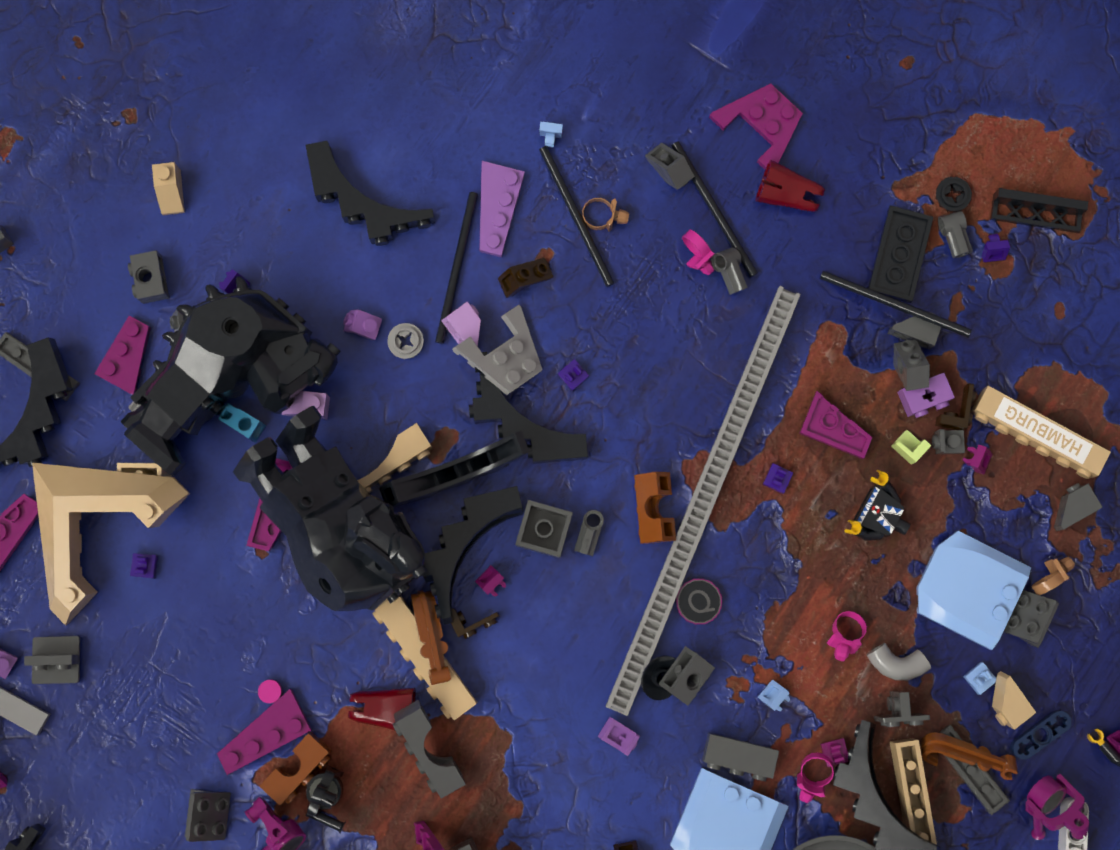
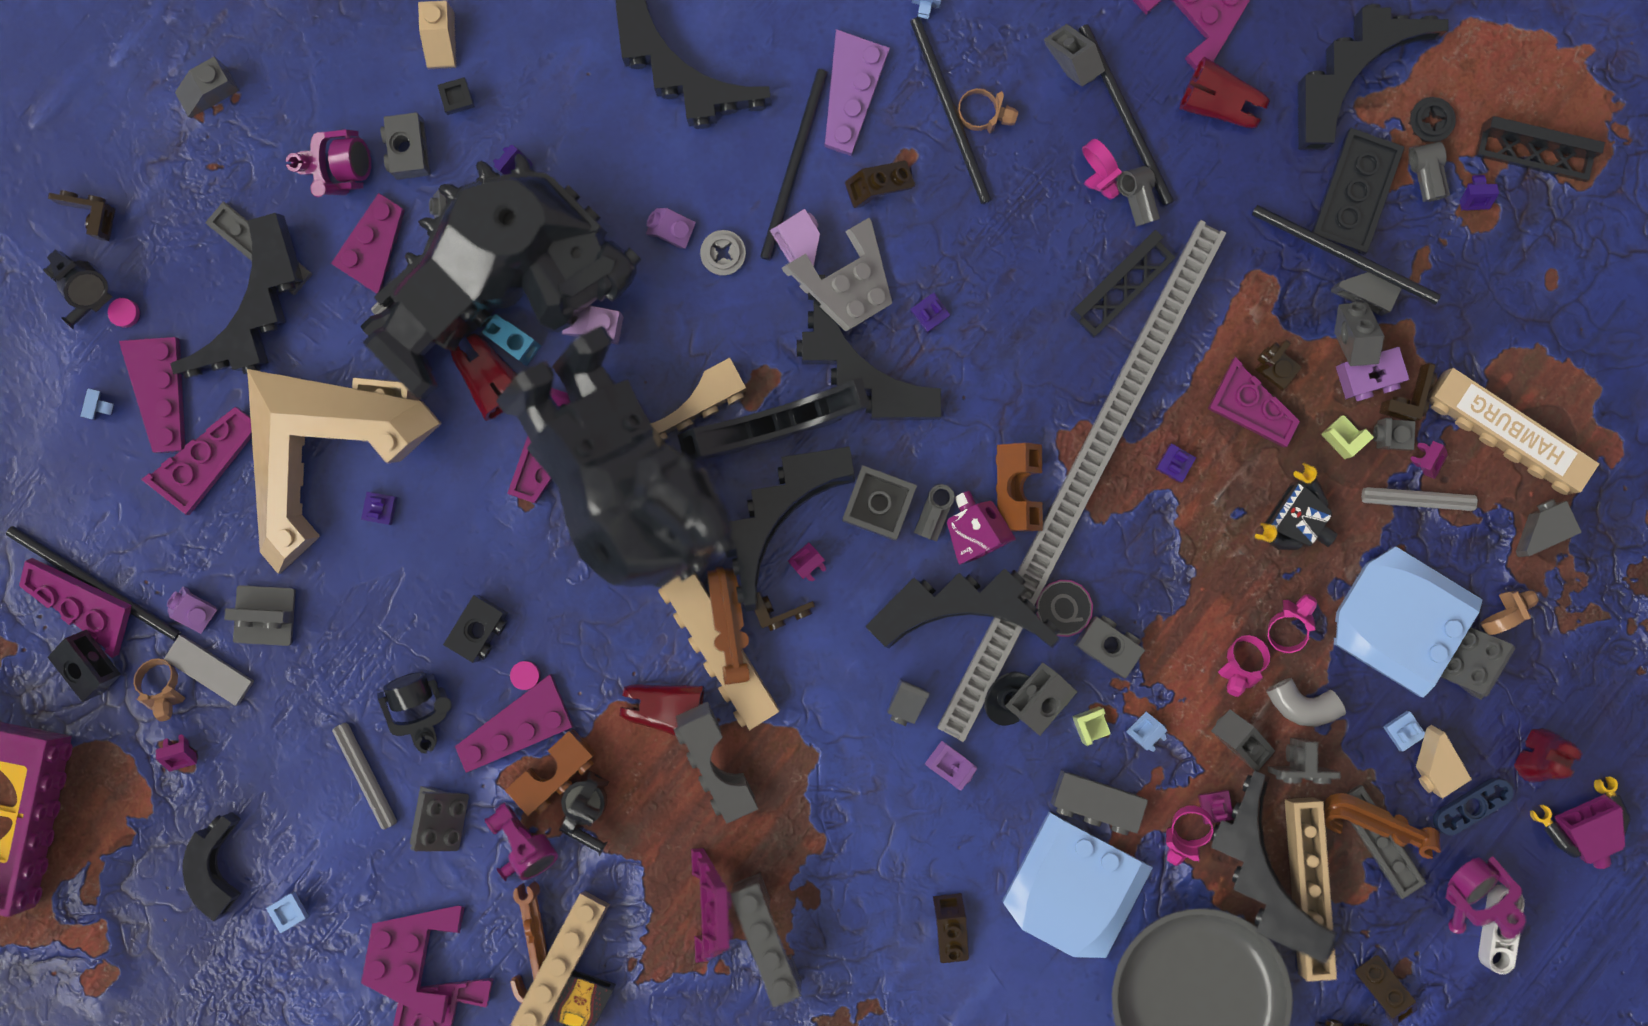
camera: 10 degrees right, 5 degrees up
(103, 292) = (347, 159): none -> magenta piece
(144, 784) = (364, 775): none -> light grey axle
(177, 712) = (410, 692): none -> black piece
(186, 235) = (456, 96): none -> black tile
(216, 664) = (461, 637): none -> black brick
(221, 453) = (485, 375): none -> dark red piece
(579, 688) = (906, 703): none -> dark grey slope
(624, 543) = (977, 529): none -> magenta torso
(646, 598) = (999, 599): none -> black arch
(717, 334) = (1115, 276): none -> black fence
(724, 628) = (1092, 643): none -> dark grey brick
(729, 694) = (1091, 725): none -> yellowish green panel
(851, 395) = (1276, 365): none -> dark brown bracket
(851, 696) = (1243, 740): none -> dark grey slope
(889, 588) = (1302, 610): none -> dark pink piece
(902, 133) = (1374, 34): none -> black arch
(973, 491) = (1419, 499): none -> light grey axle
(1096, 689) = (1550, 757): none -> dark red piece

